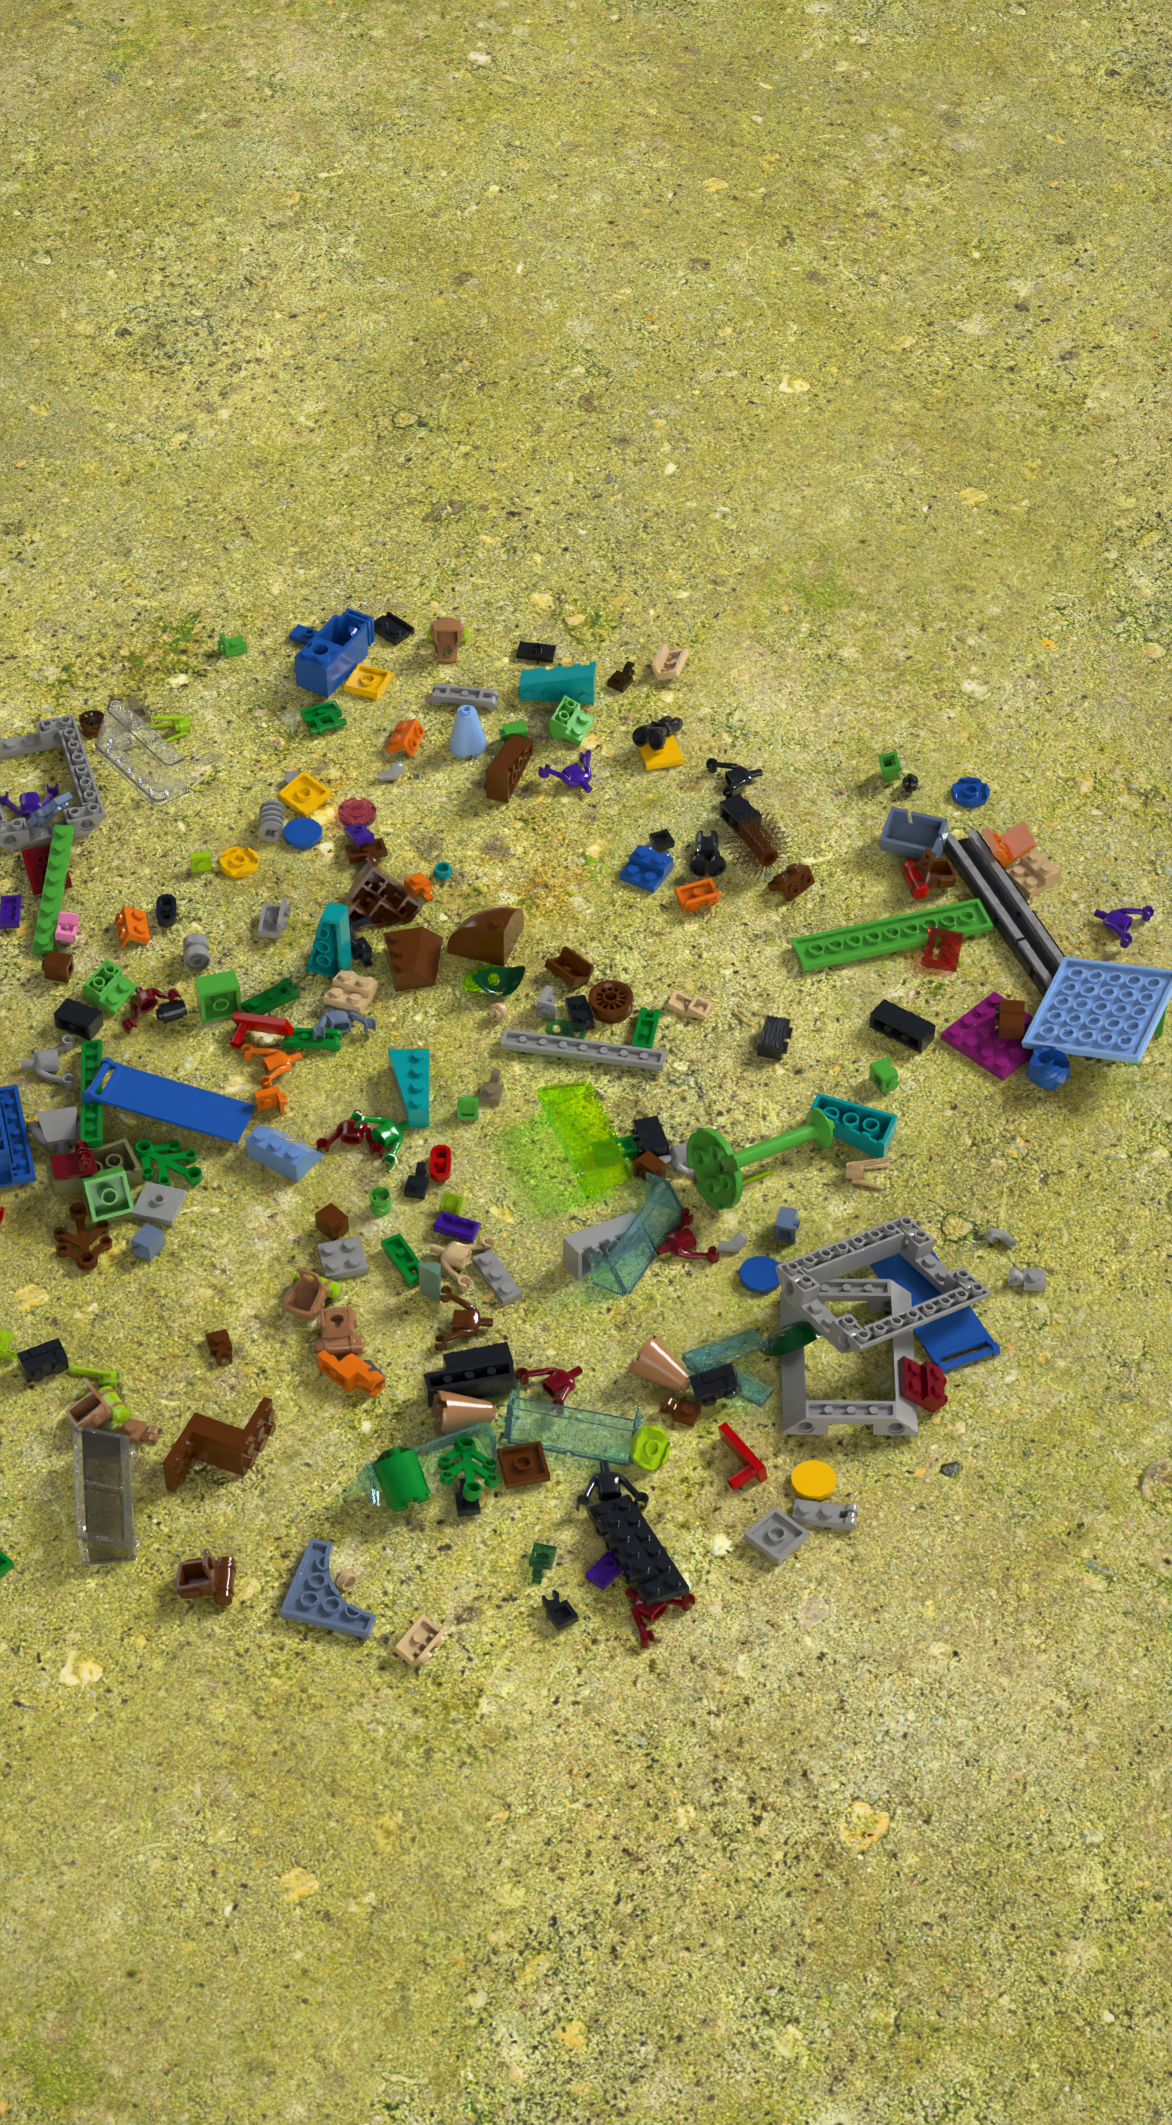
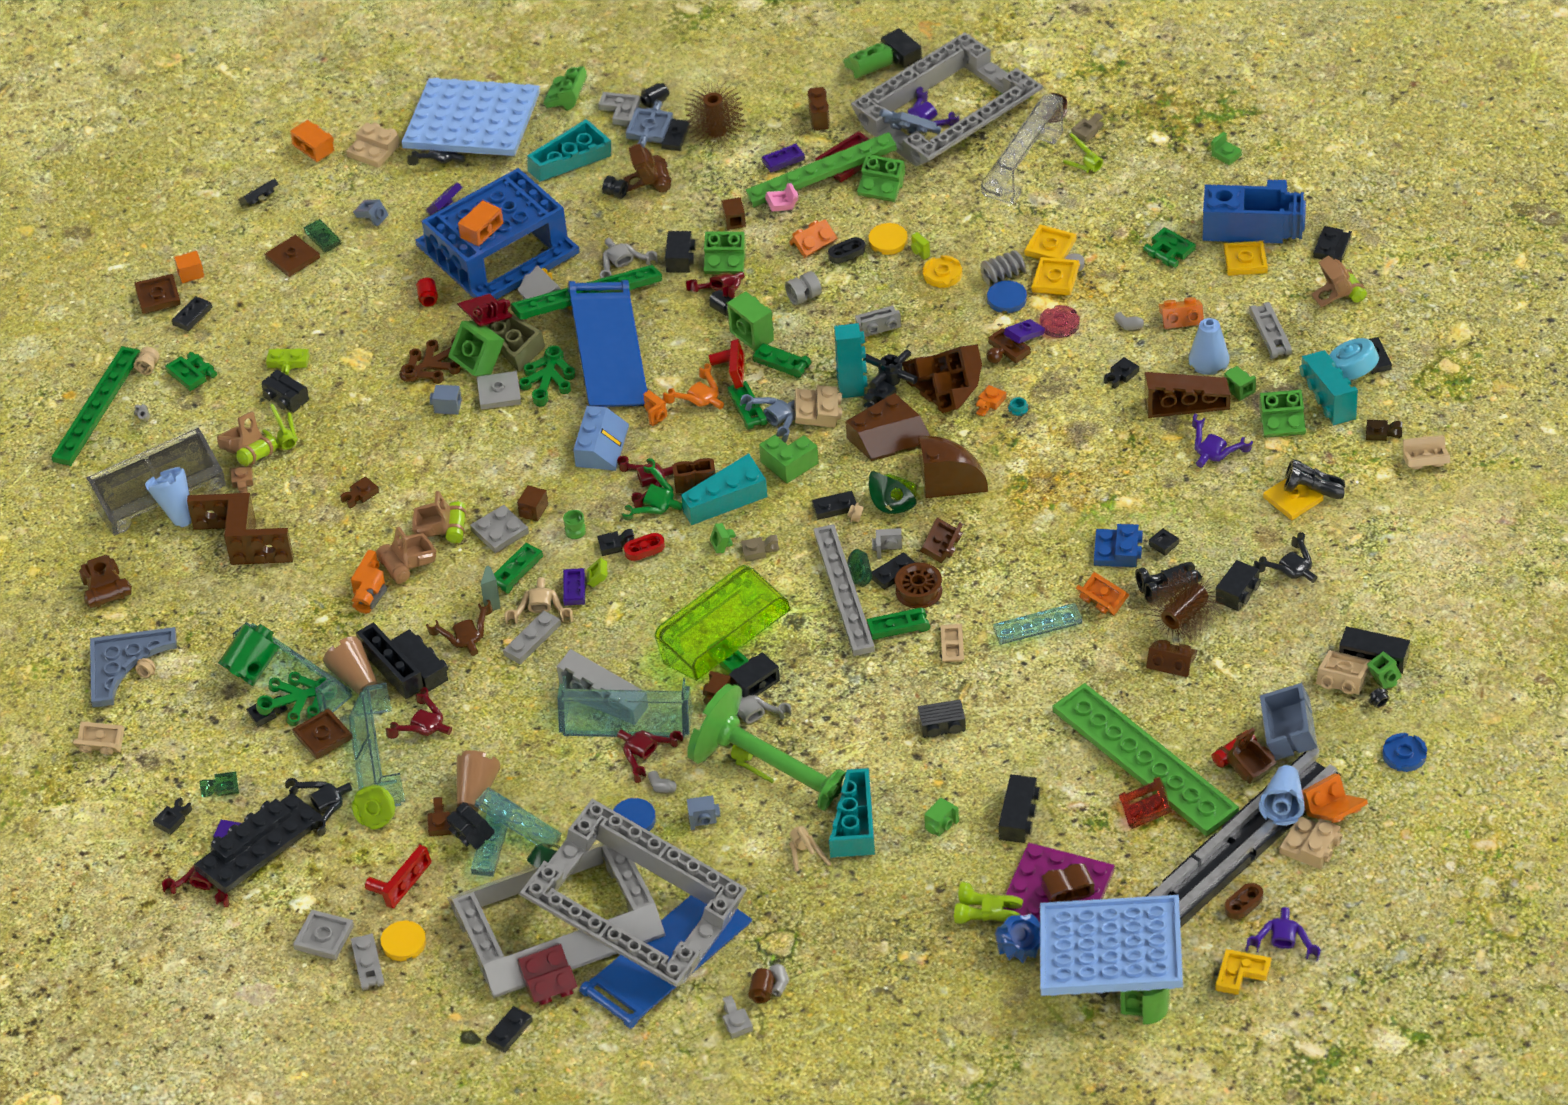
camera: 70 degrees right, 0 degrees up
(95, 856) = (881, 178): none -> bright green brick
(141, 1477) = (171, 494): none -> light blue cone
(170, 880) = (888, 238): none -> yellow tile
(262, 784) = (1050, 243): none -> yellow plate
(383, 1096) = (689, 474): none -> reddish brown brick
(402, 1032) = (788, 460): none -> bright green brick
(446, 796) = (1122, 370): none -> black plate
(474, 1024) = (833, 505): none -> black plate
(540, 654) = (1355, 357): none -> medium azure wheel
(703, 945) = (1037, 623): none -> clear light blue plate
(857, 767) = (1370, 644): none -> black brick
(873, 791) = (1342, 672): none -> tan plate
(958, 1436) = (509, 1029): none -> black plate
(996, 860) = (1283, 797): none -> light blue cone
(1004, 1074) = (991, 905): none -> lime piece
(1005, 1248) = (761, 985): none -> reddish brown brick
(1074, 932) = (1240, 904): none -> reddish brown plate
(1141, 954) = (1240, 965): none -> yellow plate

